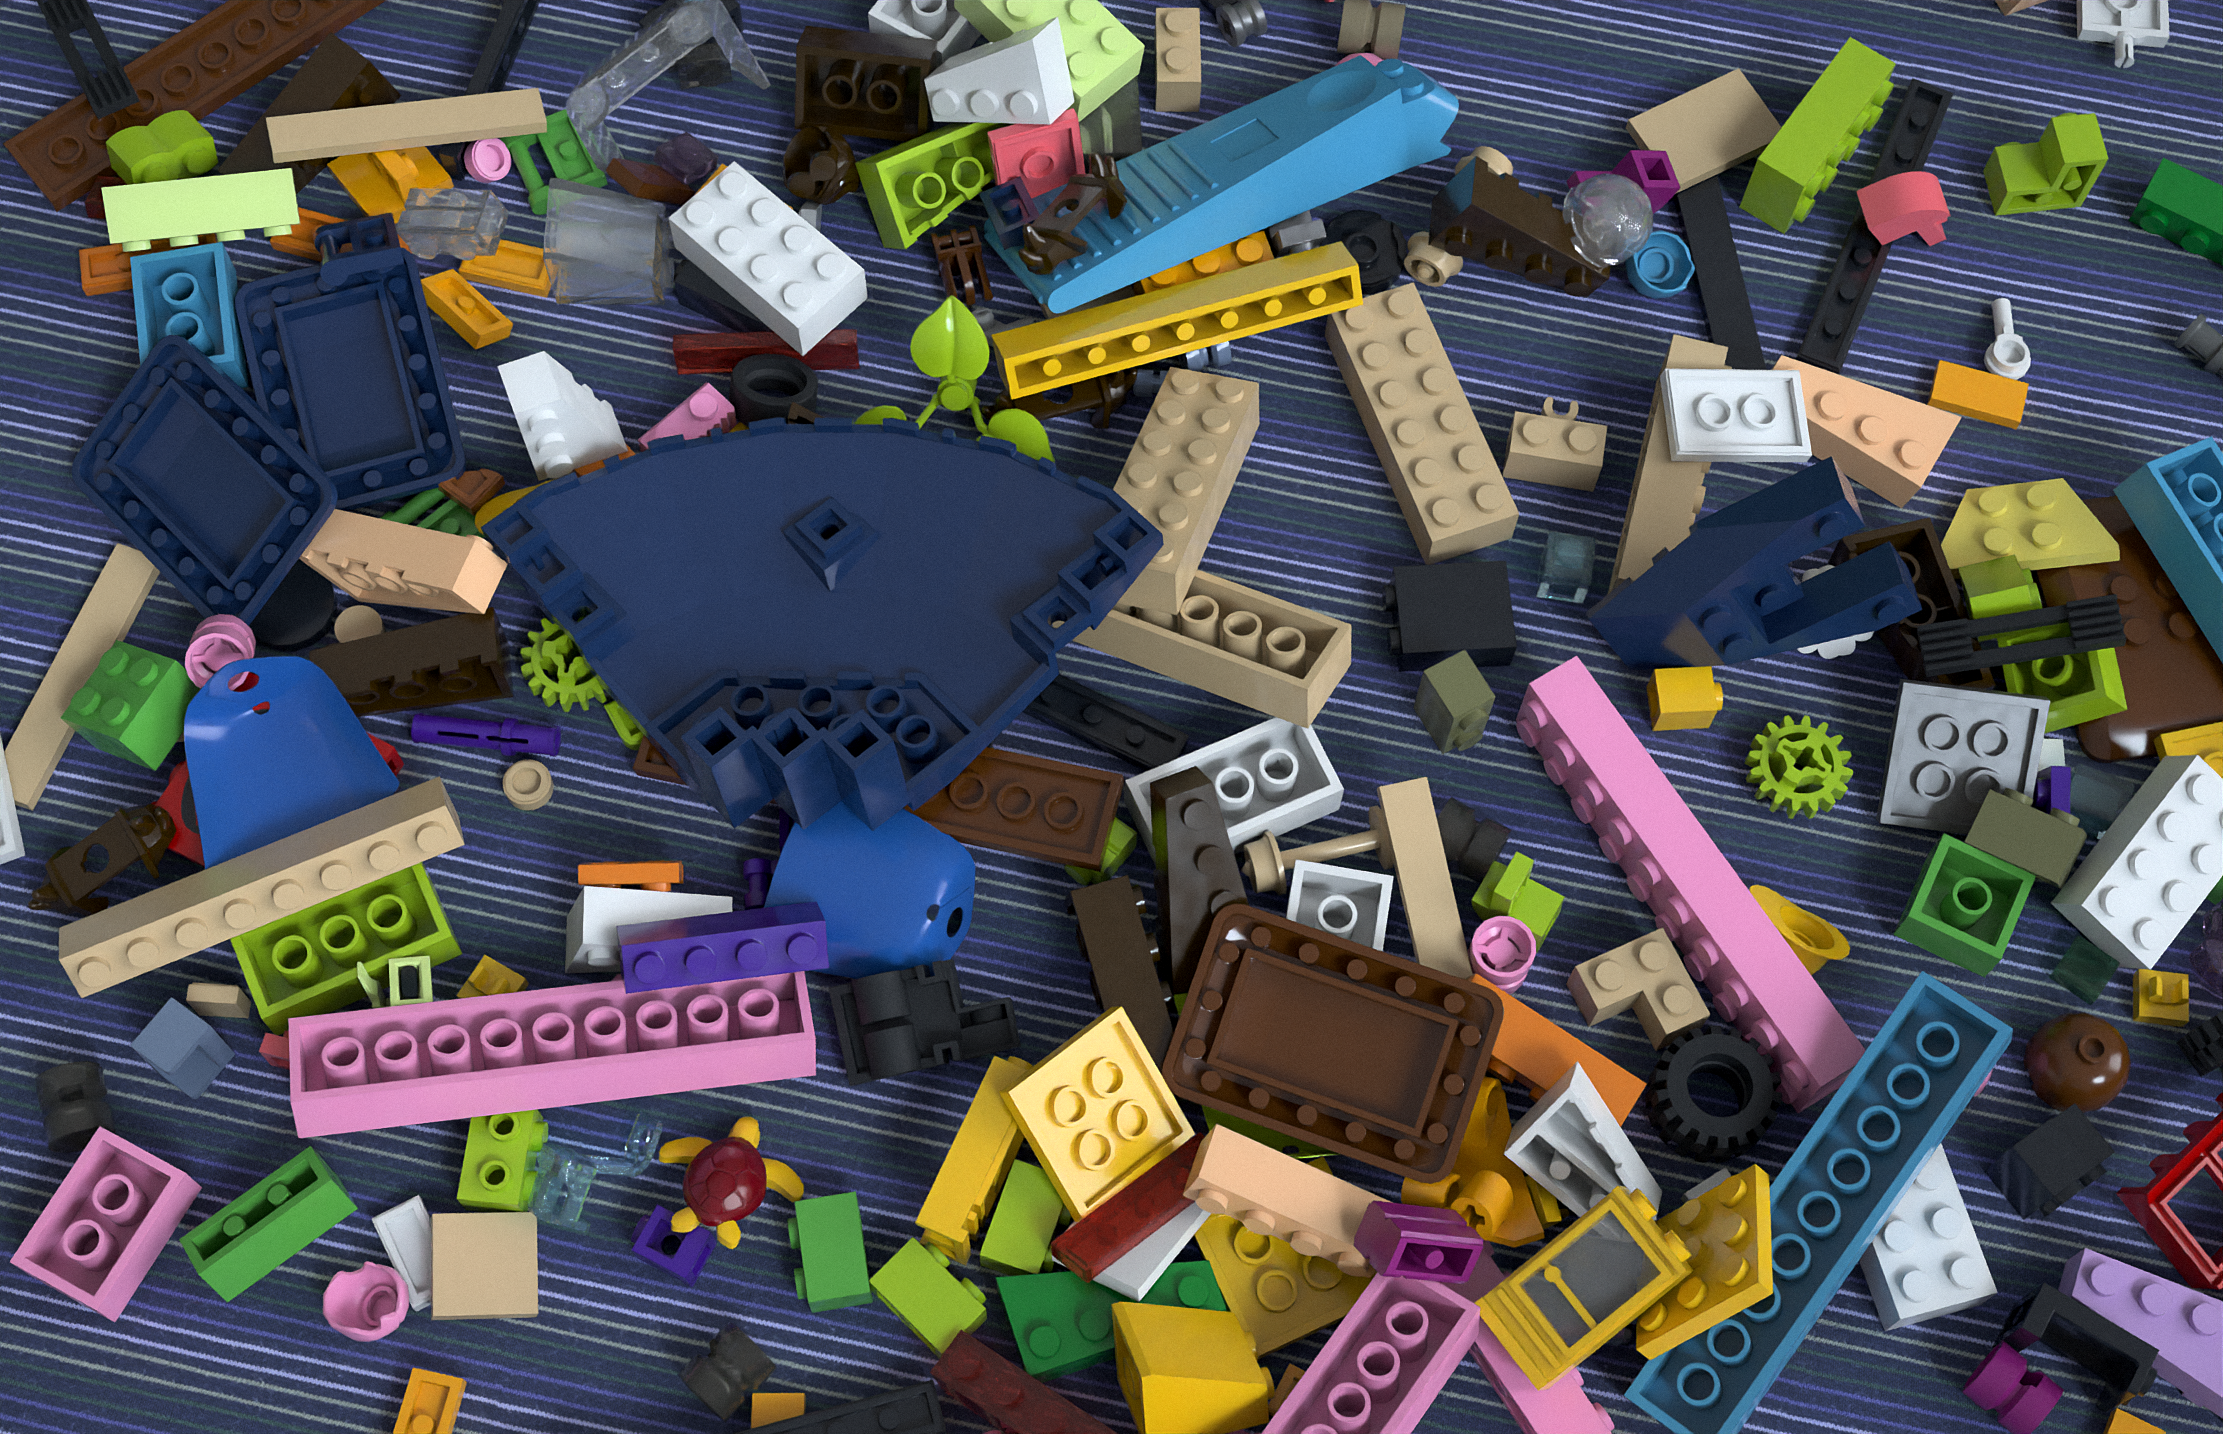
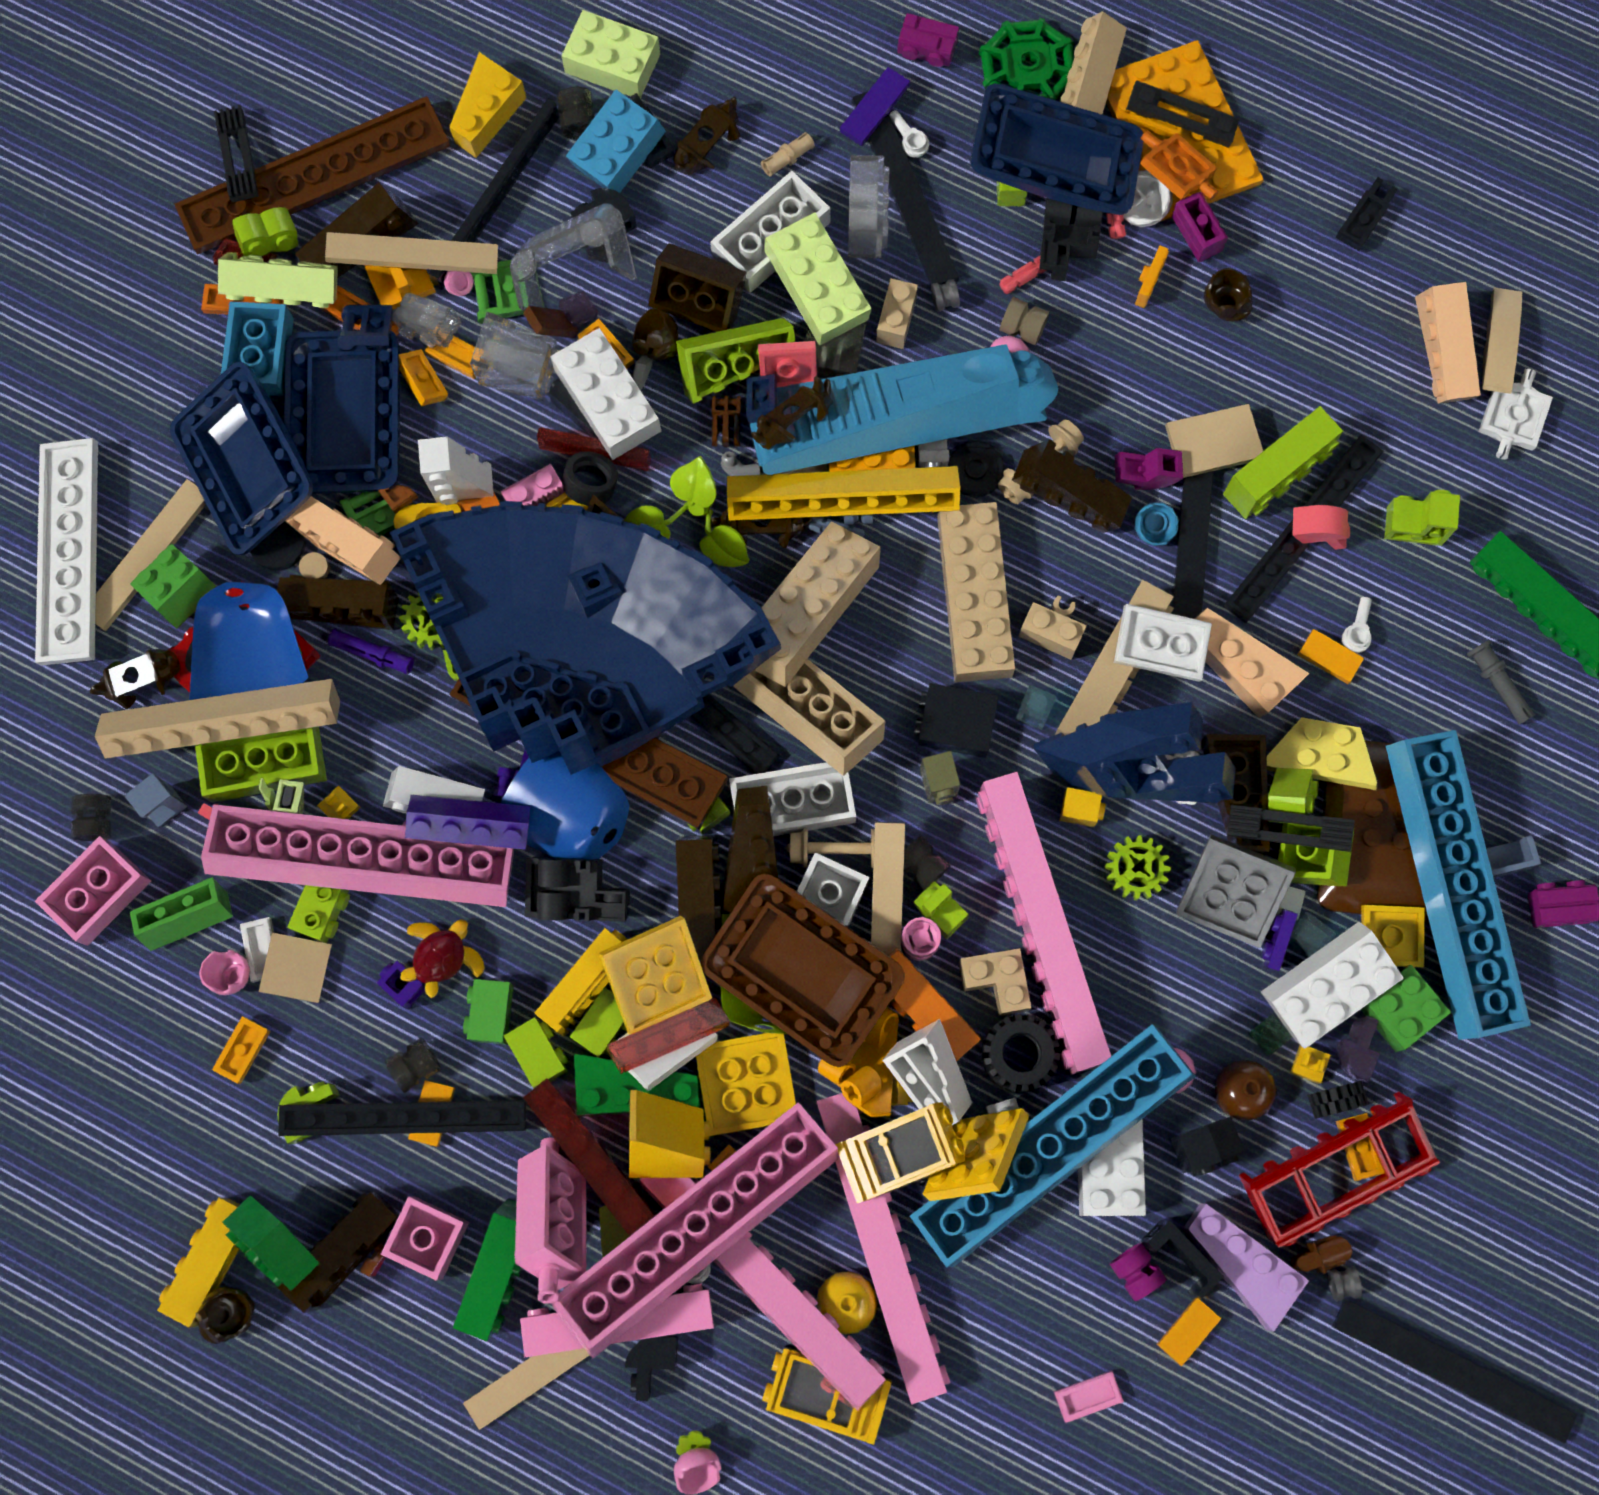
camera: 20 degrees right, 10 degrees up
(216, 643) = (227, 564): bright pink wheel -> none
(218, 1000) = (182, 774): tan tile -> none
(528, 784) = (388, 687): tan tile -> none
(576, 1170) = (353, 926): clear light blue piece -> none
(650, 874) = (421, 758): orange plate -> none
(1005, 81) = (777, 313): white wedge -> none
(1280, 1198) = (753, 1056): light nougat brick -> none
(1418, 1242) = (813, 1101): magenta brick -> none
(1609, 218) = (1128, 491): clear cylinder -> none
(1806, 933) = (1101, 969): yellow piece -> none
(1964, 905) = (1207, 979): bright green brick -> none
(2027, 837) = (1255, 950): olive brick -> none

